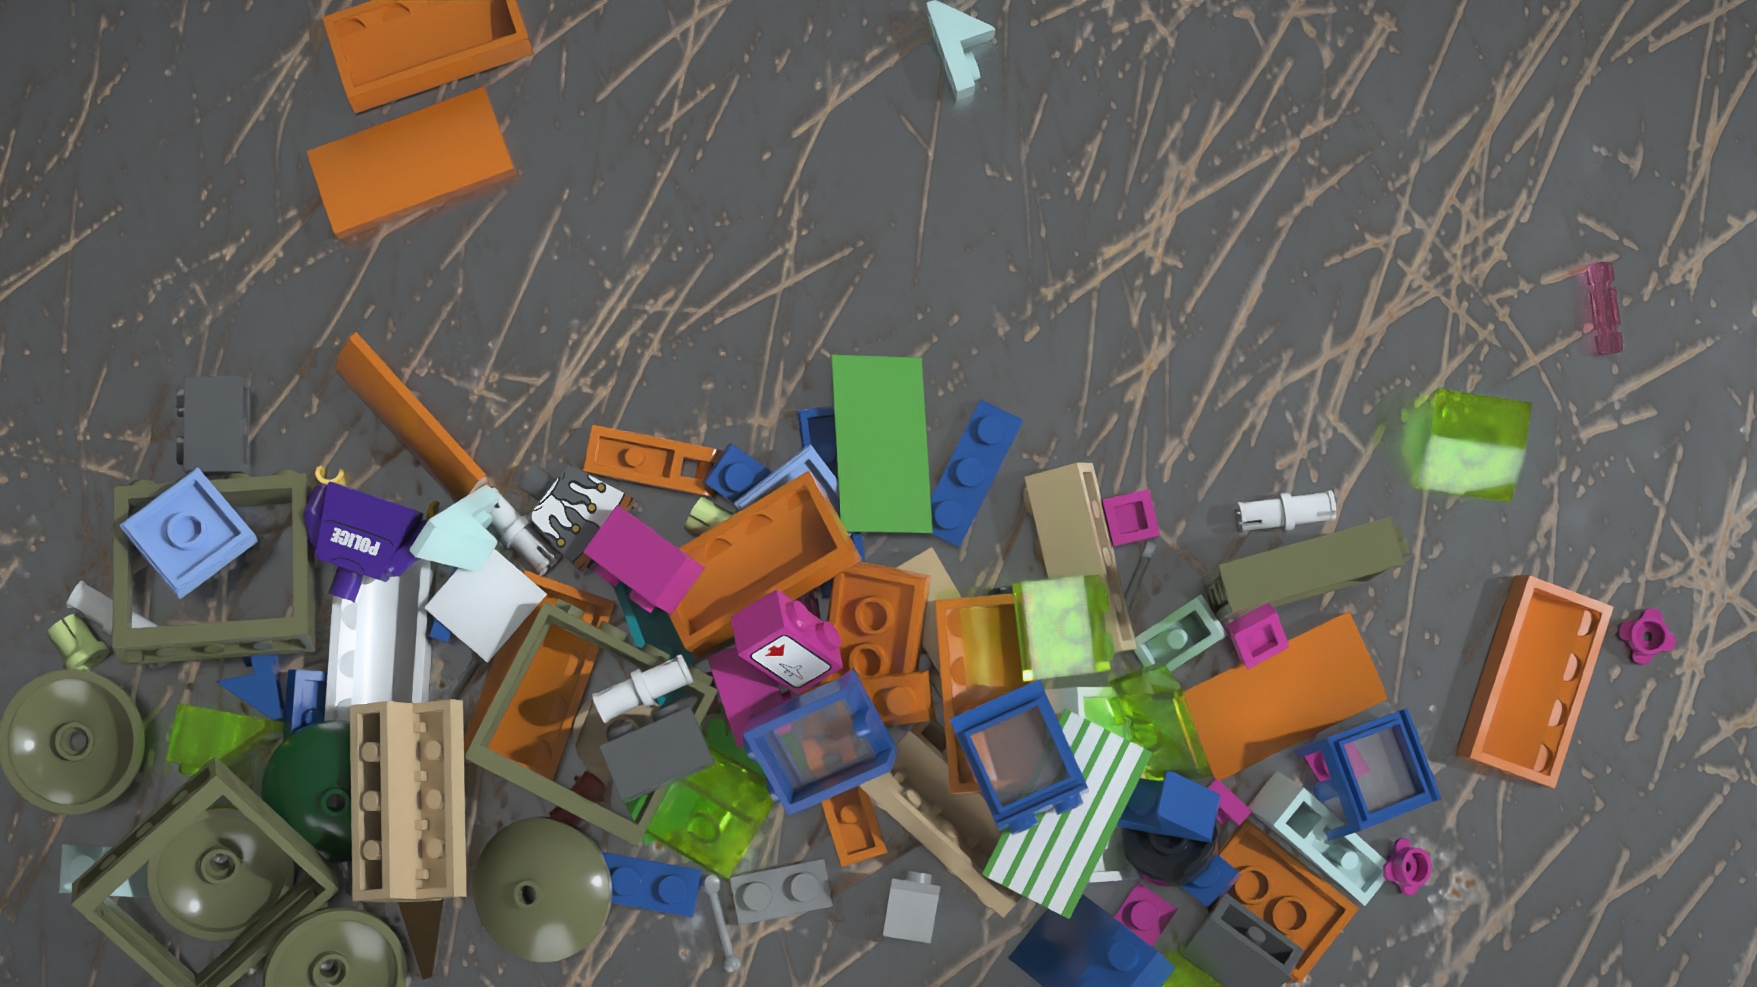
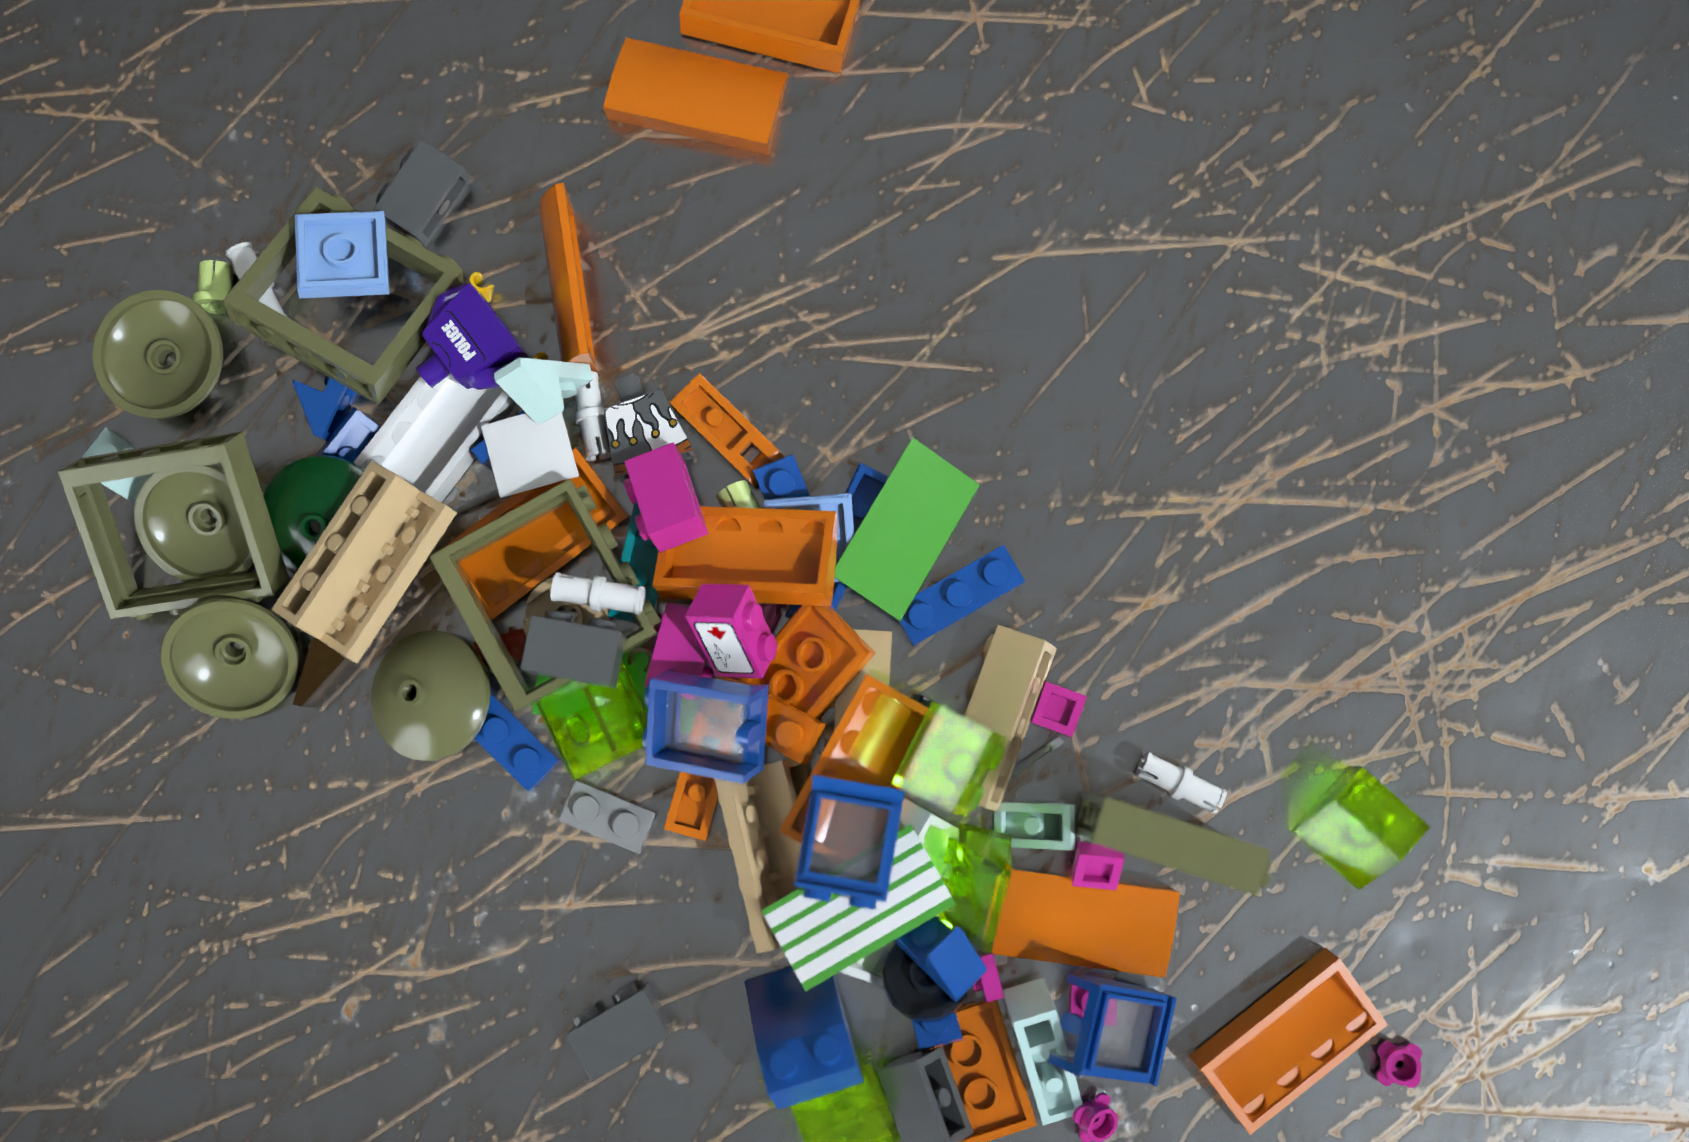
camera: 40 degrees right, 0 degrees up
(206, 733) = (264, 419): clear neon green slope -> none
(710, 885) = (558, 776): light grey hinge -> none
(911, 907) = (695, 895): light grey slope -> none
(952, 34) = (1164, 258): light aqua slope -> none
(1145, 913) = (869, 1018): dark pink plate -> none
(1605, 308) = (1530, 789): clear pink axle -> none

